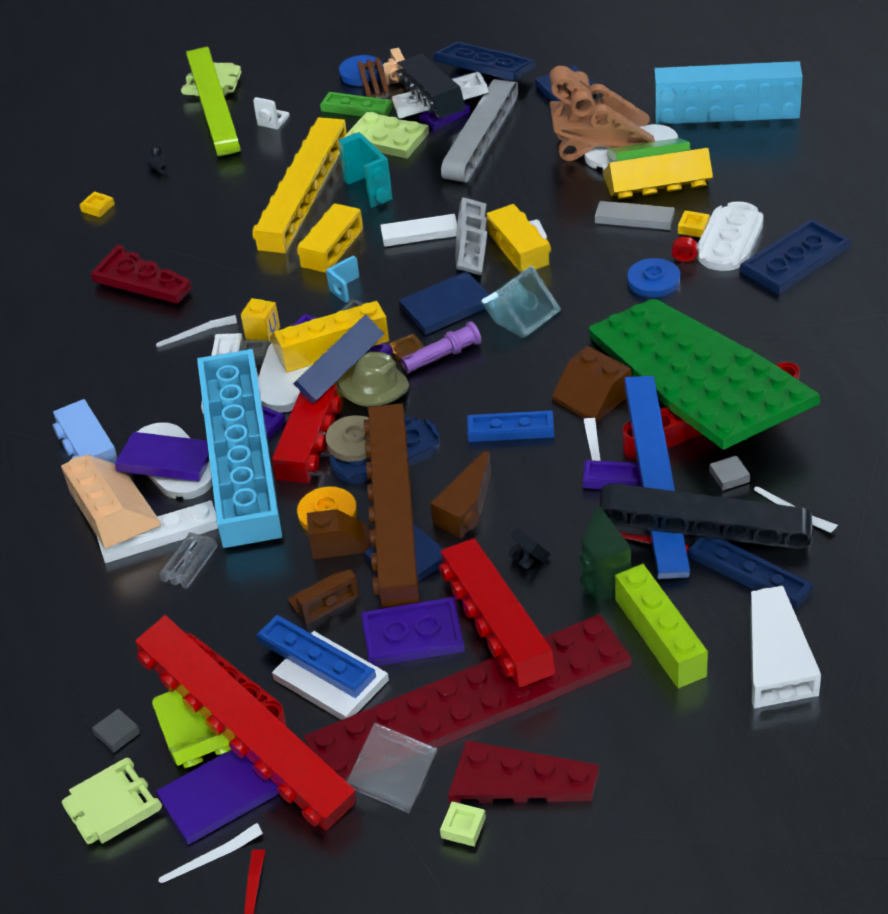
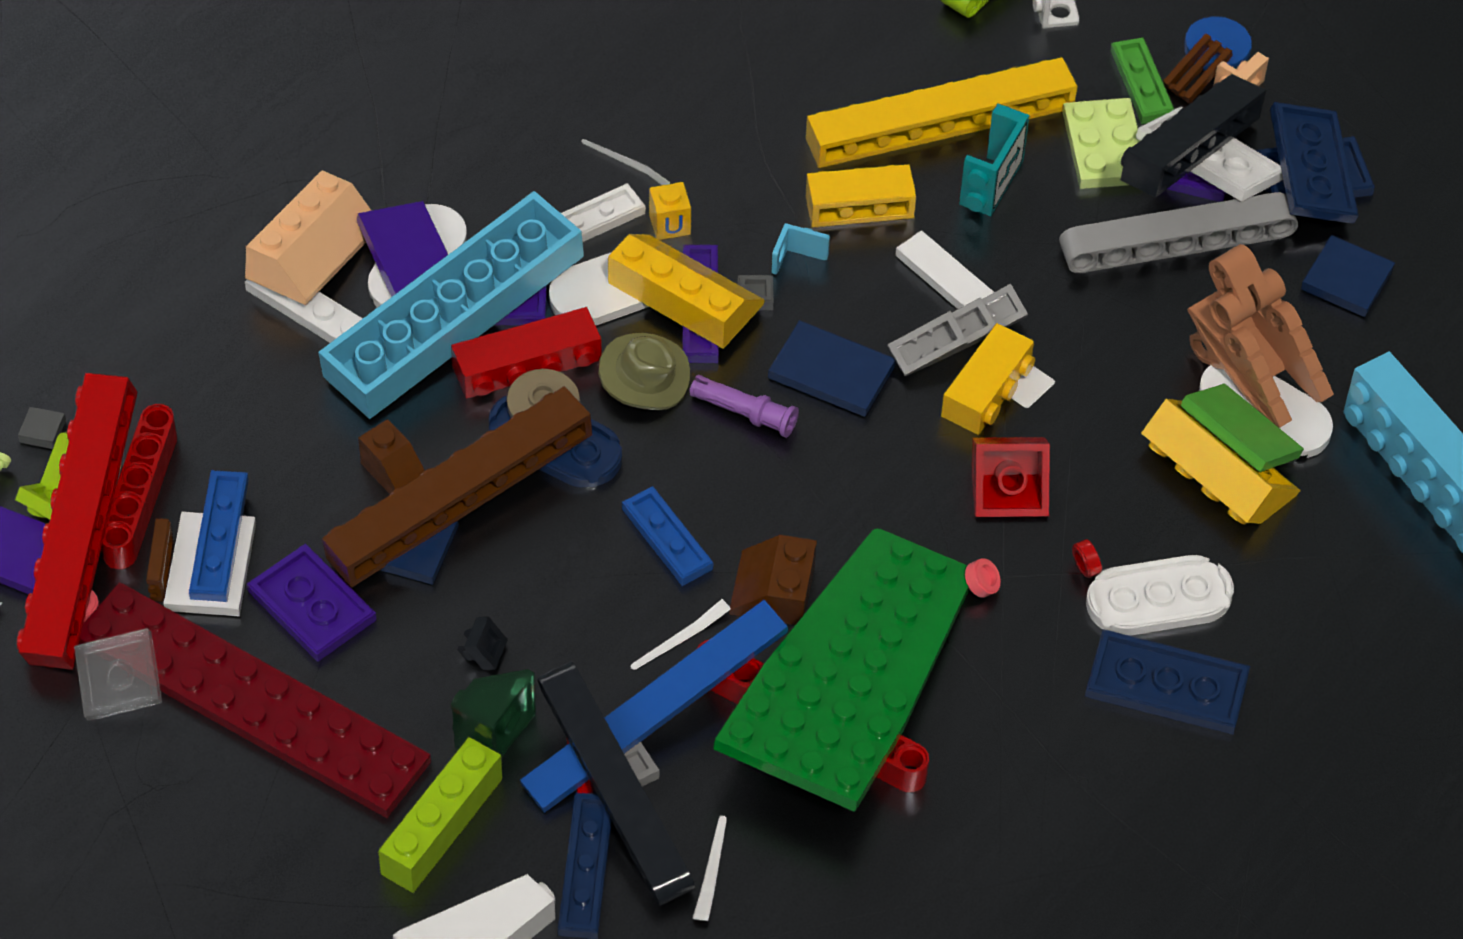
camera: 50 degrees right, 10 degrees up
(82, 432) = (393, 162): light blue brick -> none
(133, 274) = (674, 56): dark red wing -> none
(193, 560) = (289, 362): clear tile -> none
(259, 349) = (620, 229): dark grey tile -> none
(305, 700) = (160, 559): none -> reddish brown tile
(325, 596) = (309, 499): reddish brown panel -> none
(326, 499) = (434, 433): light orange piece -> none
(338, 359) = (628, 317): dark blue tile -> none
(406, 346) = (730, 371): clear orange tile -> none
(461, 502) = (520, 549): reddish brown slope -> none
(462, 823) = (91, 768): yellowish green plate -> none
(497, 613) = (361, 657): red brick -> none
(502, 773) = (178, 781): dark red wing -> none
(521, 303) = (870, 442): clear light blue slope -> none
(597, 255) = (1010, 476): none -> red slope
(608, 472) = (643, 659): dark purple tile -> none
(634, 215) = (1128, 477): light grey tile -> none
(653, 277) = (1023, 551): blue piece -> none
(664, 296) = (982, 577): none -> coral tile
(693, 224) = (1147, 544): yellow plate -> none
(729, 473) = (725, 779): light grey tile -> none

